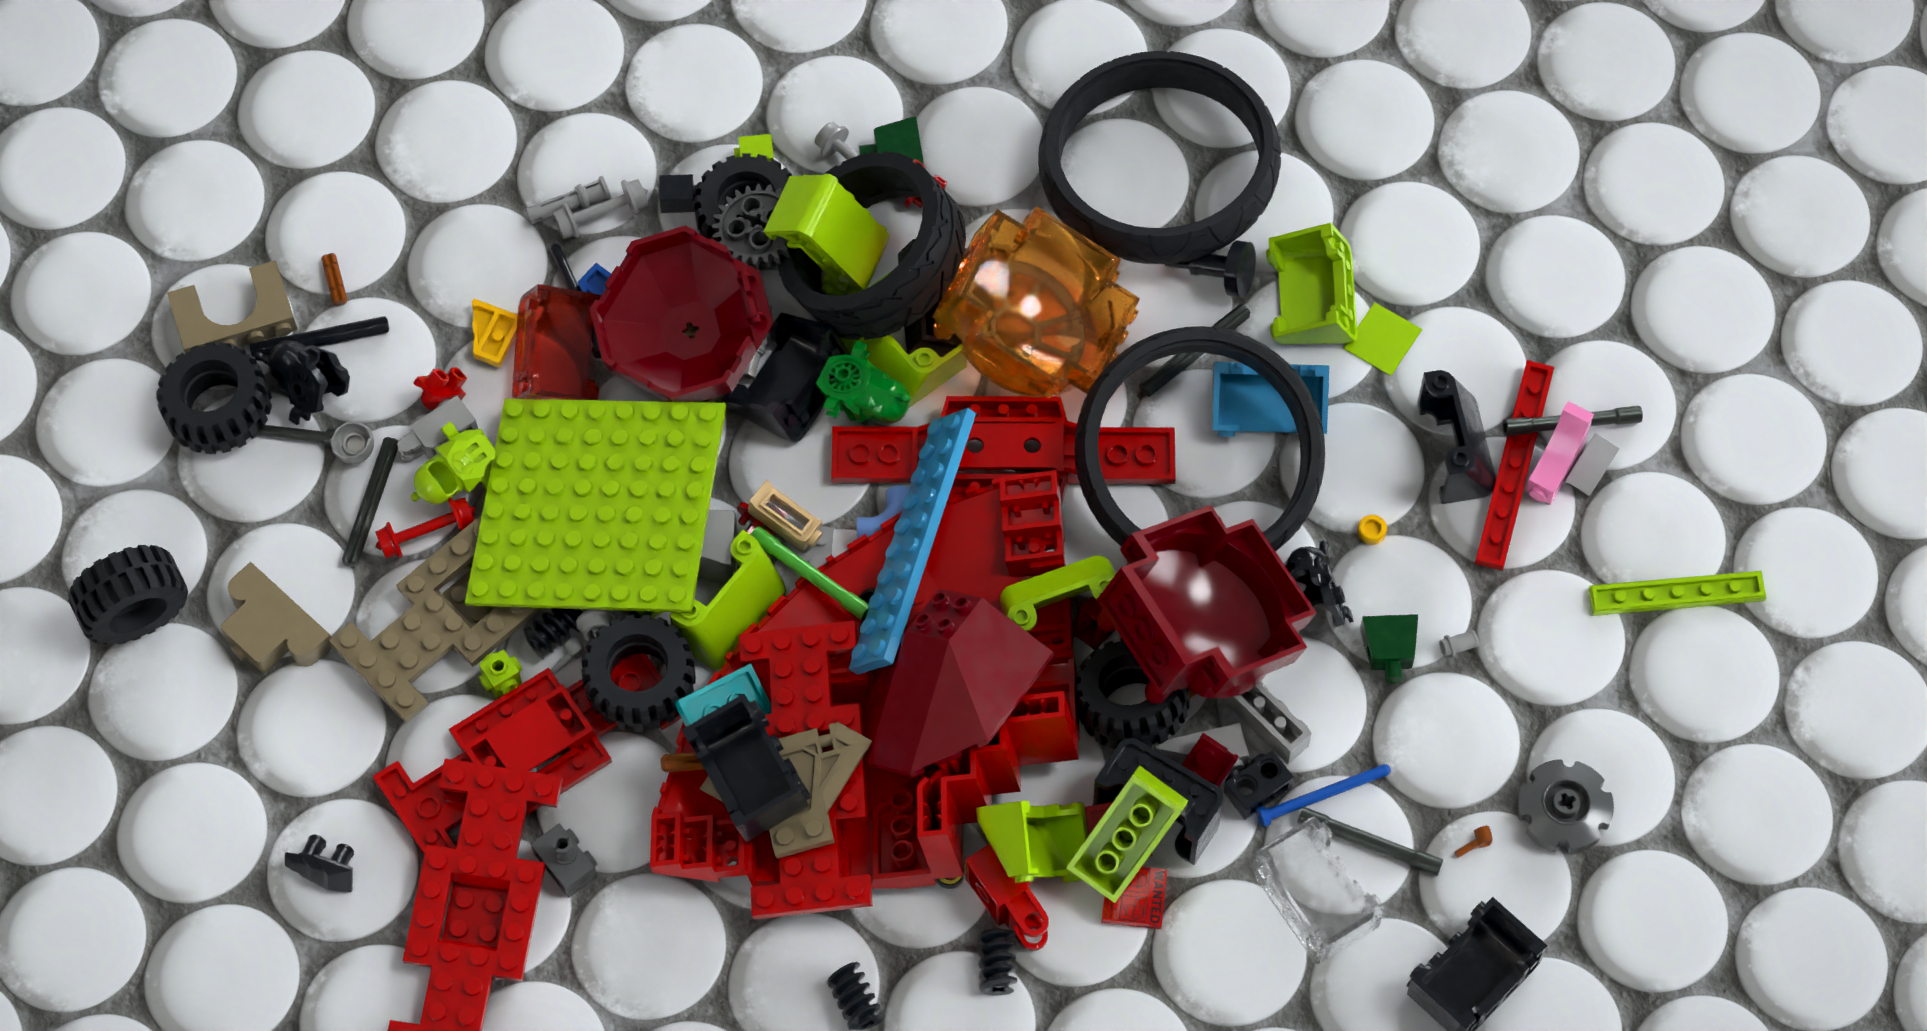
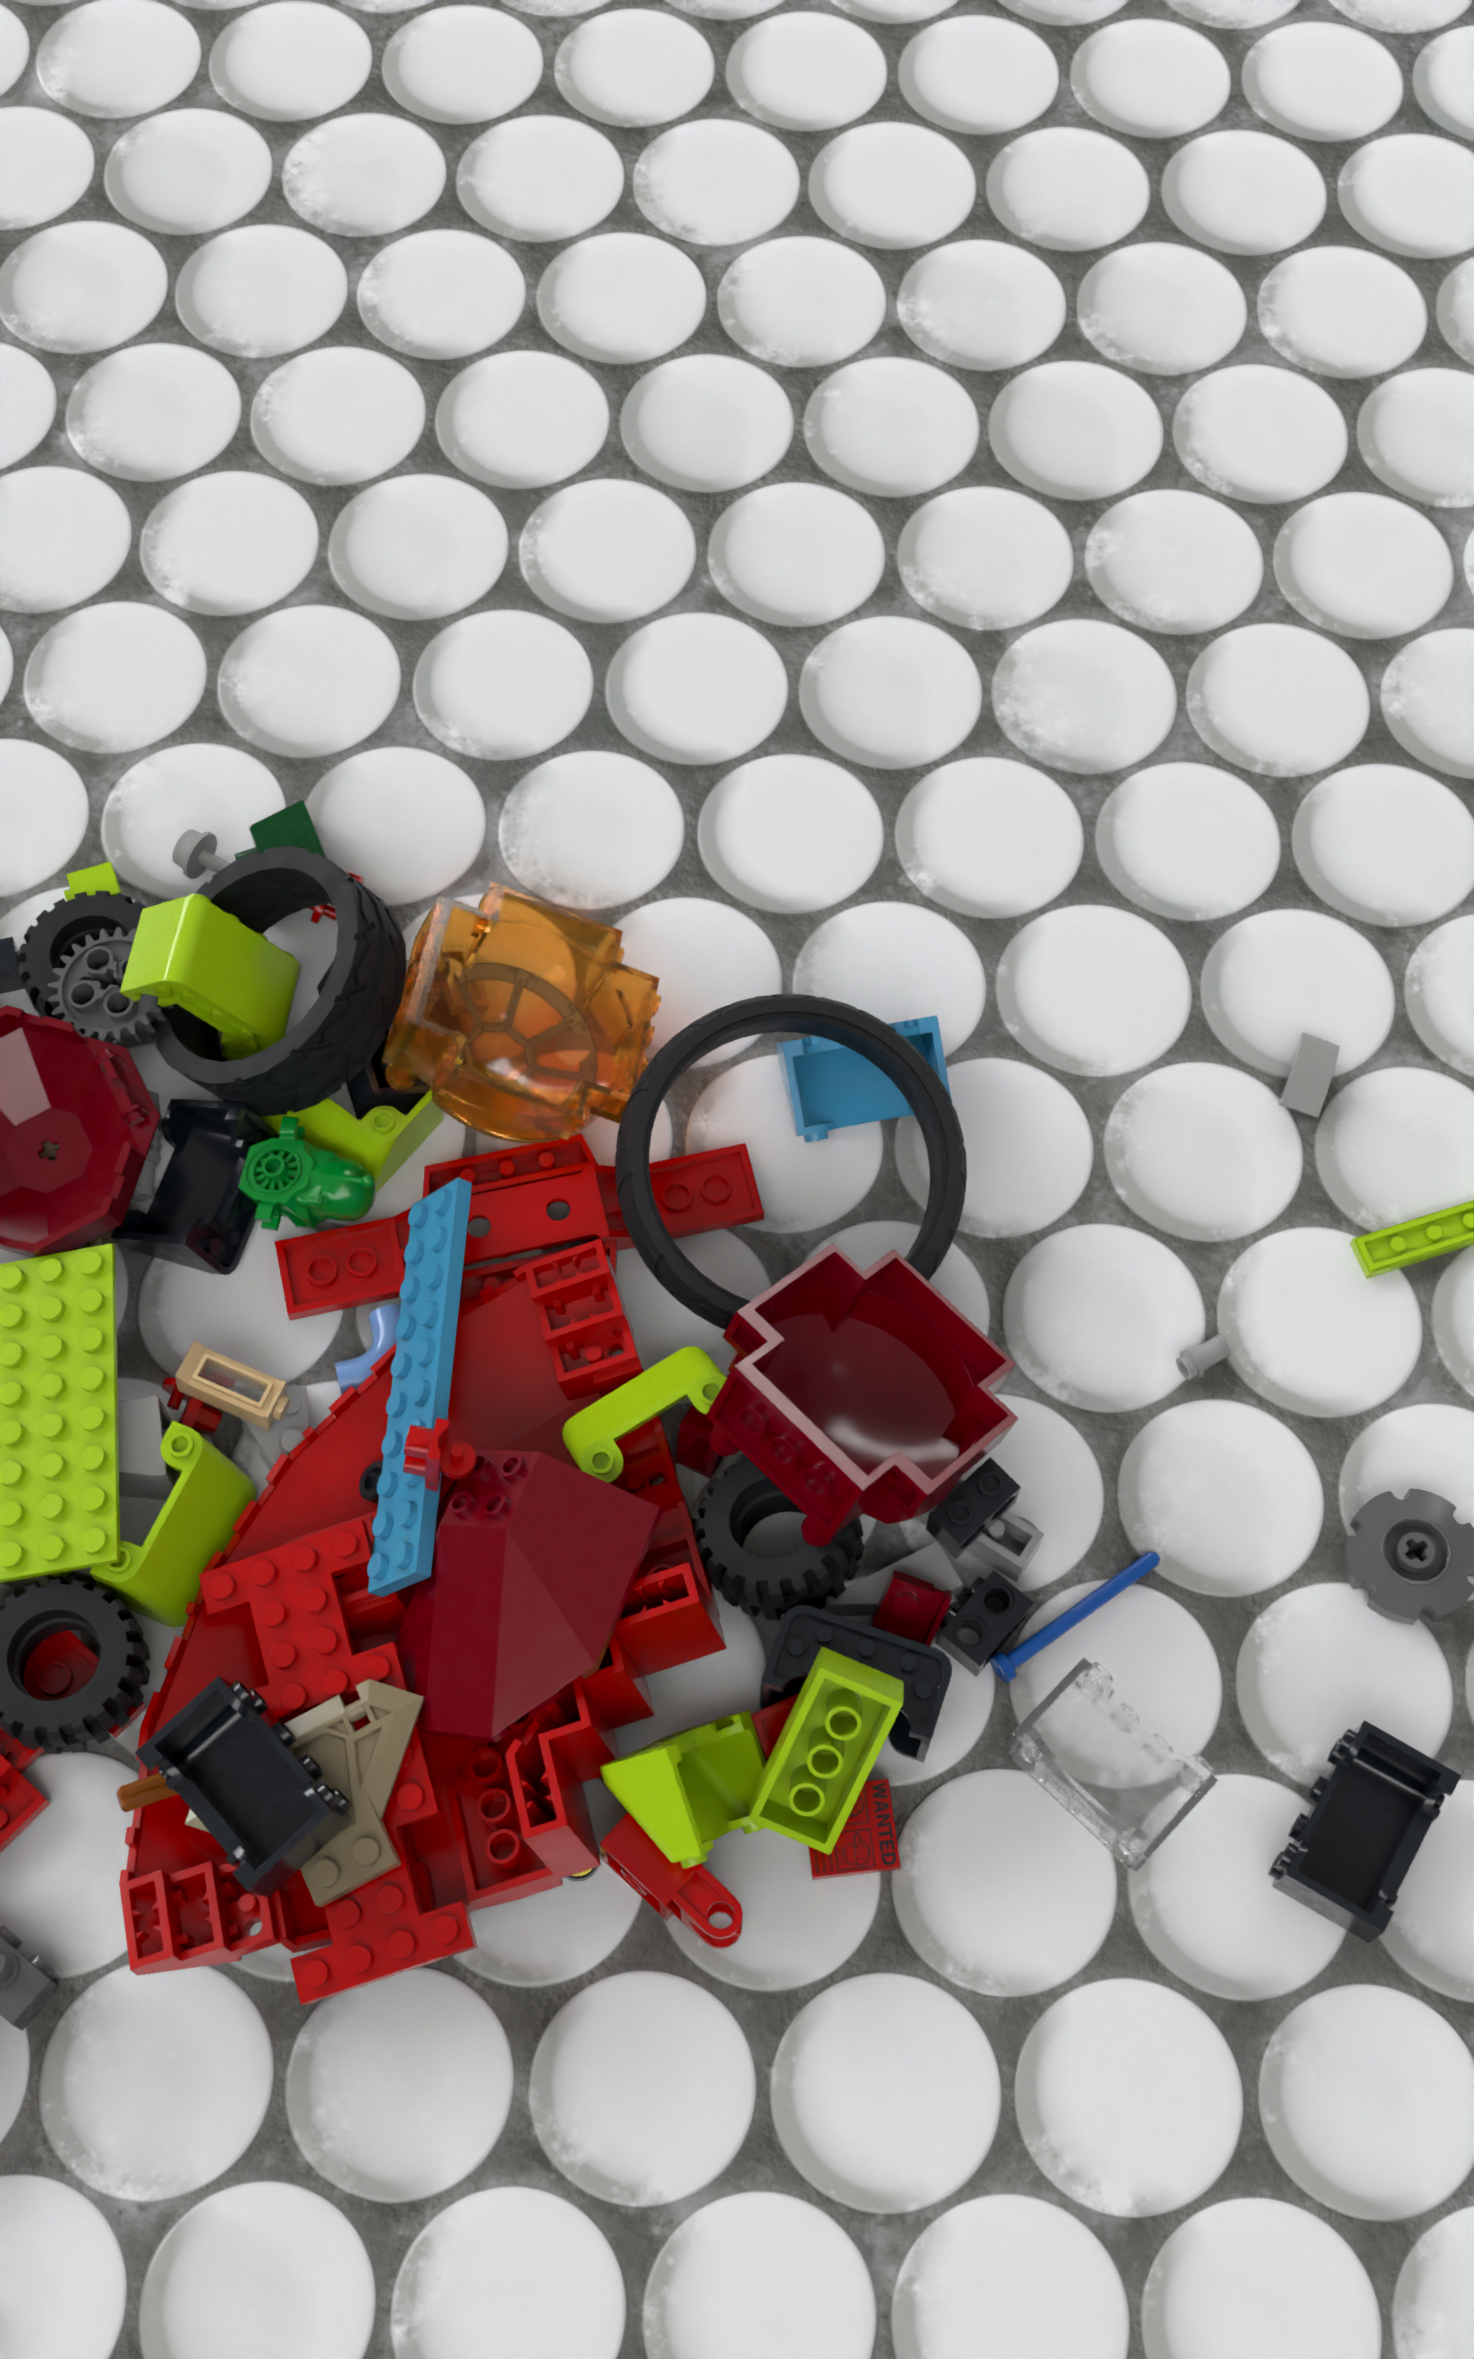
camera: 15 degrees left, 0 degrees up
(721, 692) = (212, 1653): teal wing -> none
(847, 599) = (344, 1487): bright green piece -> none
(853, 999) = (480, 2091): black piece -> none
(910, 584) = (431, 1451): none -> red hips
(995, 961) = (676, 1981): black piece -> none
(1160, 70) = (623, 677): black tyre -> none
(1183, 360) = (732, 1052): pearl dark grey axle -> none
(1235, 268) = (775, 913): black piece -> none
(1265, 703) = (972, 1507): none -> black brick
(1313, 569) = (984, 1298): black helmet -> none
(1314, 287) = (883, 917): lime windscreen -> none
(1372, 529) = (1044, 1225): yellow tile -> none
(1383, 339) = (989, 967): lime sticker -> none
(1390, 643) = (1112, 1378): dark green torso -> none
(1416, 858) = (1230, 1679): pearl dark grey piece -> none
(1469, 464) = (1104, 1032): black windscreen -> none
(1483, 839) = (1312, 1626): dark orange hand -> none
(1513, 469) = (1209, 1100): red plate -> none
(1527, 425) = (1215, 1040): pearl dark grey piece -> none
(1560, 453) = (1269, 1068): bright pink arch -> none

